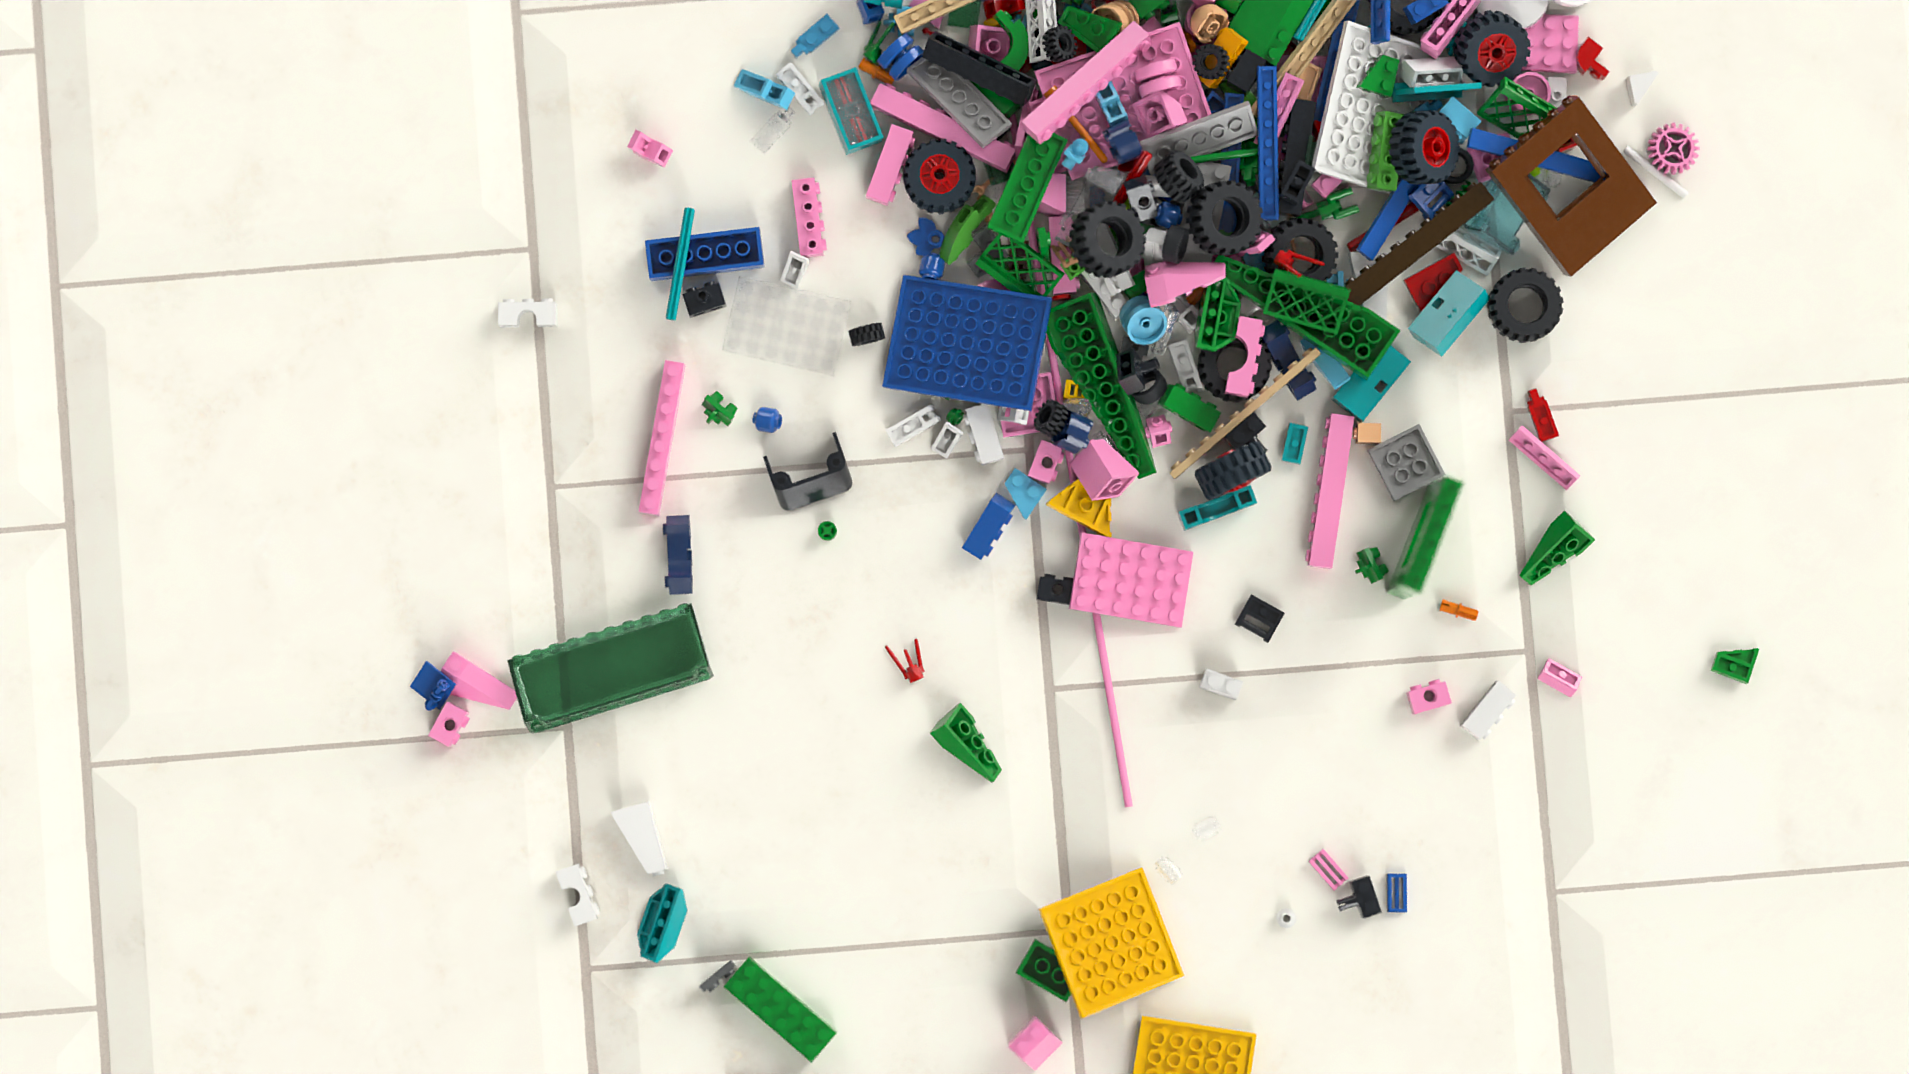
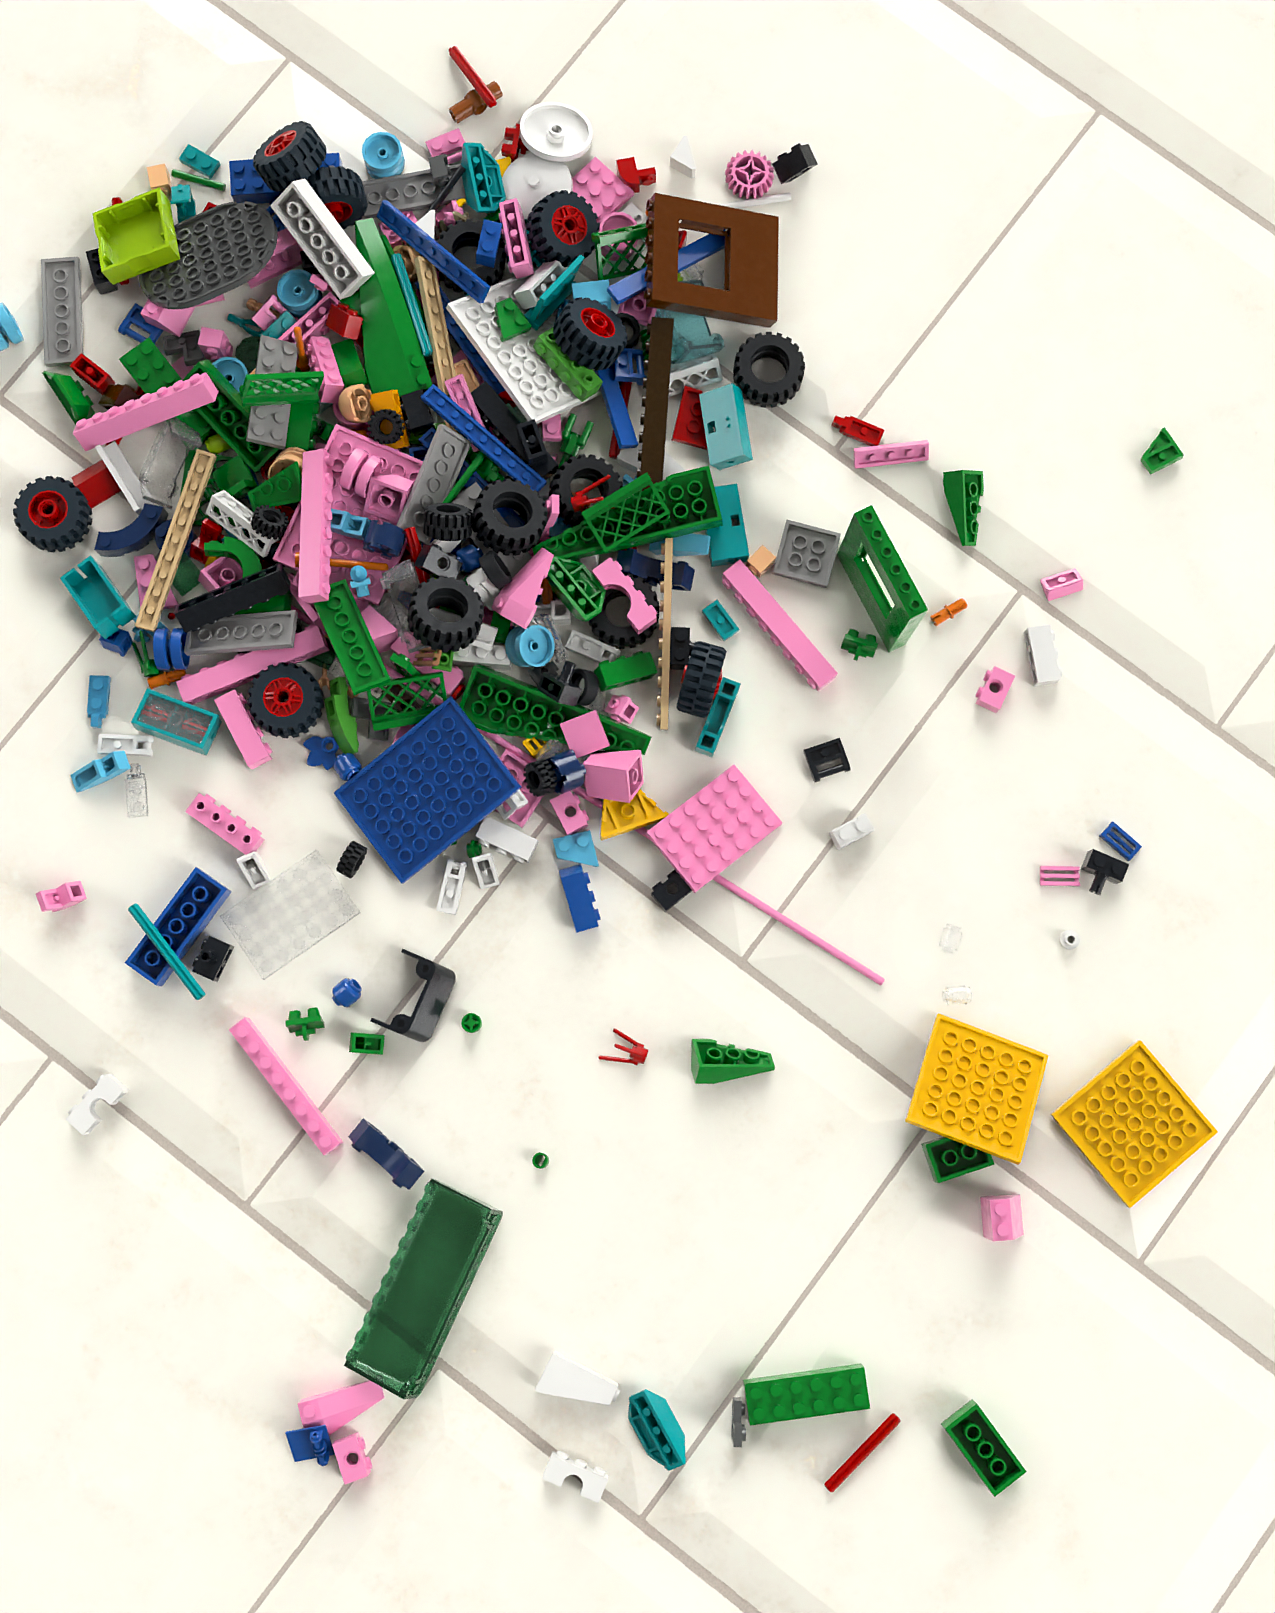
camera: 50 degrees left, 5 degrees down
(744, 468) = (366, 1043): none -> green slope
(772, 668) = (537, 1159): none -> green hinge
(1113, 421) = (585, 734): none -> bright pink tile
(1712, 177) = (794, 163): none -> black brick

